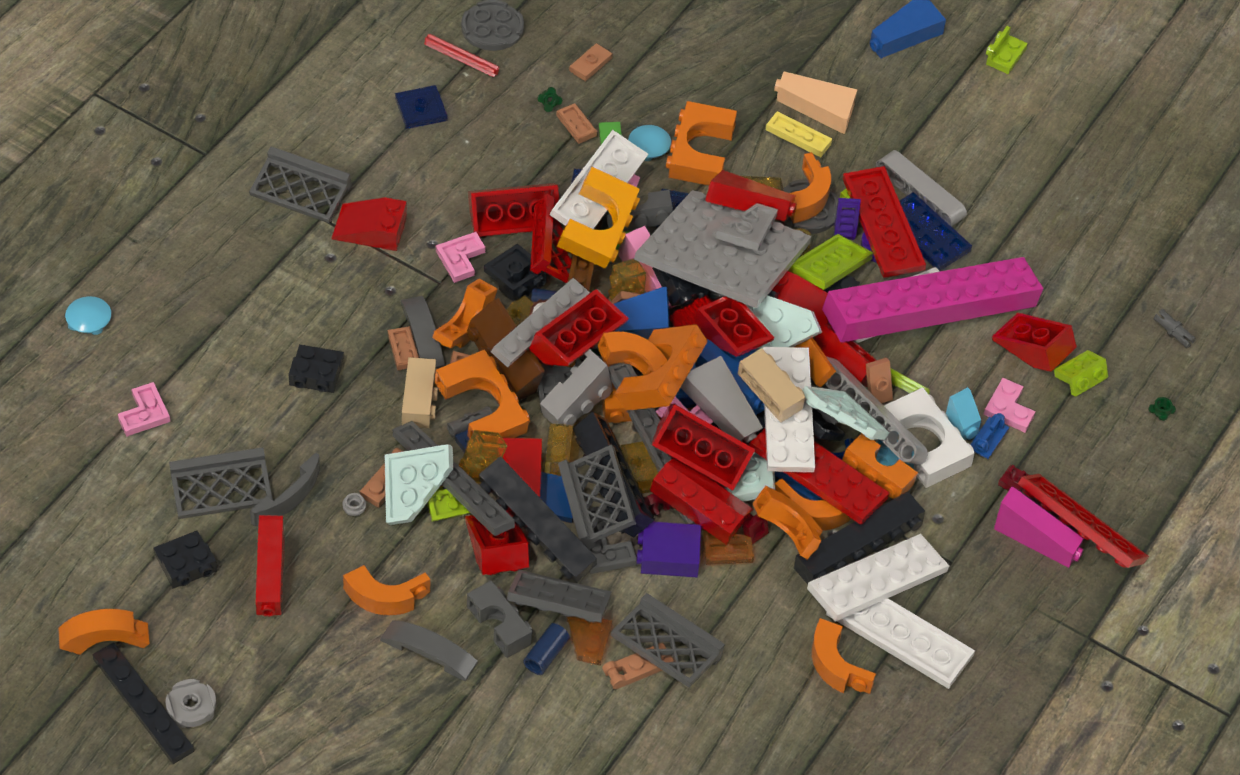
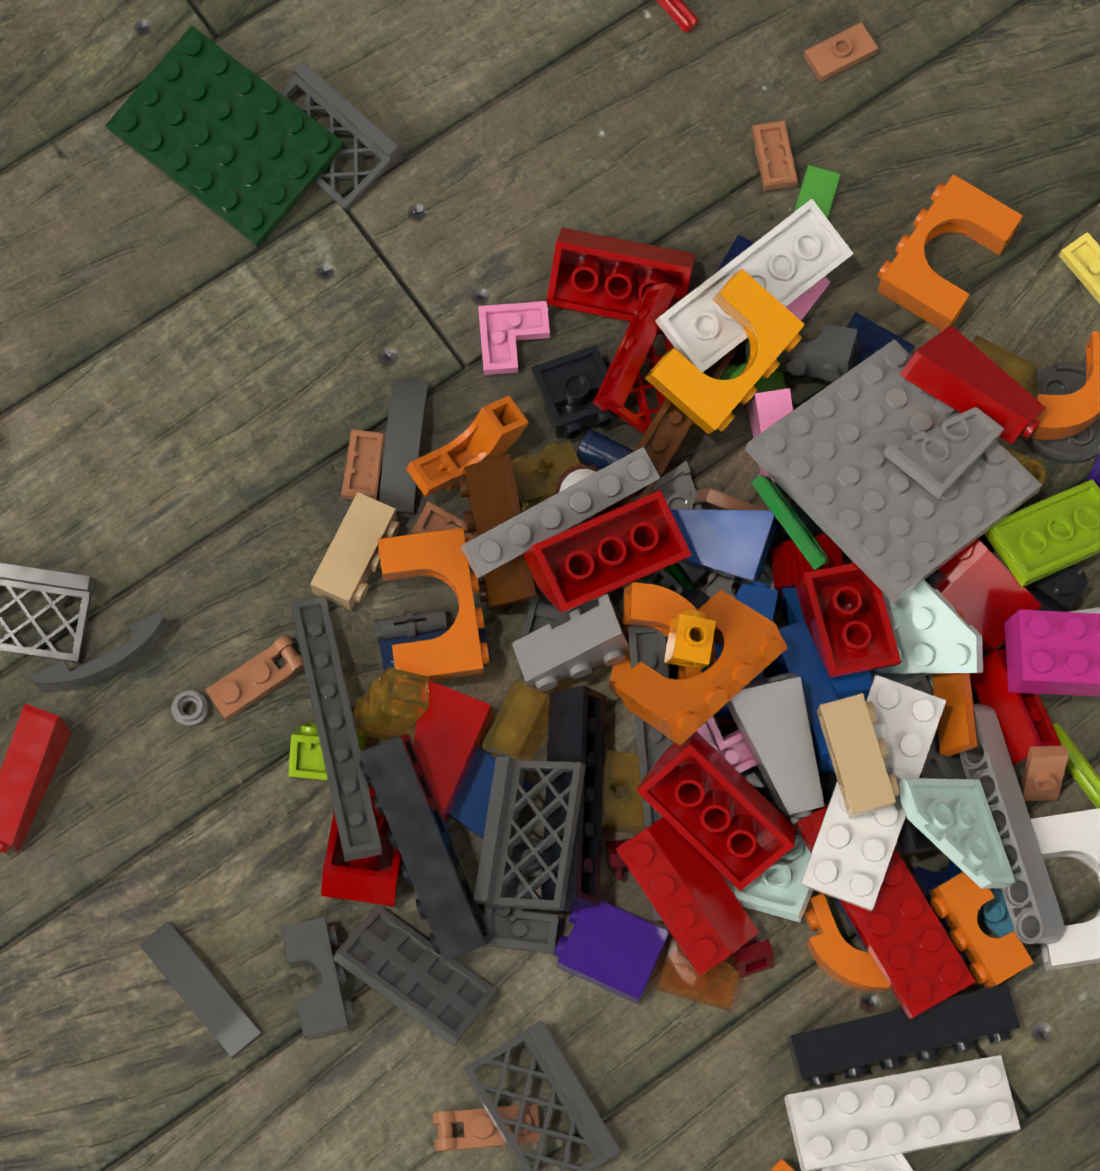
camera: 25 degrees right, 20 degrees up
(237, 201) = (225, 136): none -> dark green plate
(316, 368) = (226, 457): black plate -> none
(372, 223) = (403, 235): red slope -> none
(384, 598) = (145, 864): orange arch -> none
(413, 480) = (278, 710): light aqua plate -> none
(421, 107) = (556, 53): clear blue plate -> none
(546, 649) = (363, 1054): dark blue pin -> none
(549, 93) = (750, 92): dark green plate -> none
(589, 638) = (435, 1062): clear orange wing -> none
(627, 277) = (729, 469): clear yellow brick -> none
(650, 351) = (690, 640): none -> light orange brick
(651, 140) = (872, 221): medium azure dish -> none
(676, 287) = (791, 522): none -> green tile
(790, 518) = (810, 973): orange arch -> none

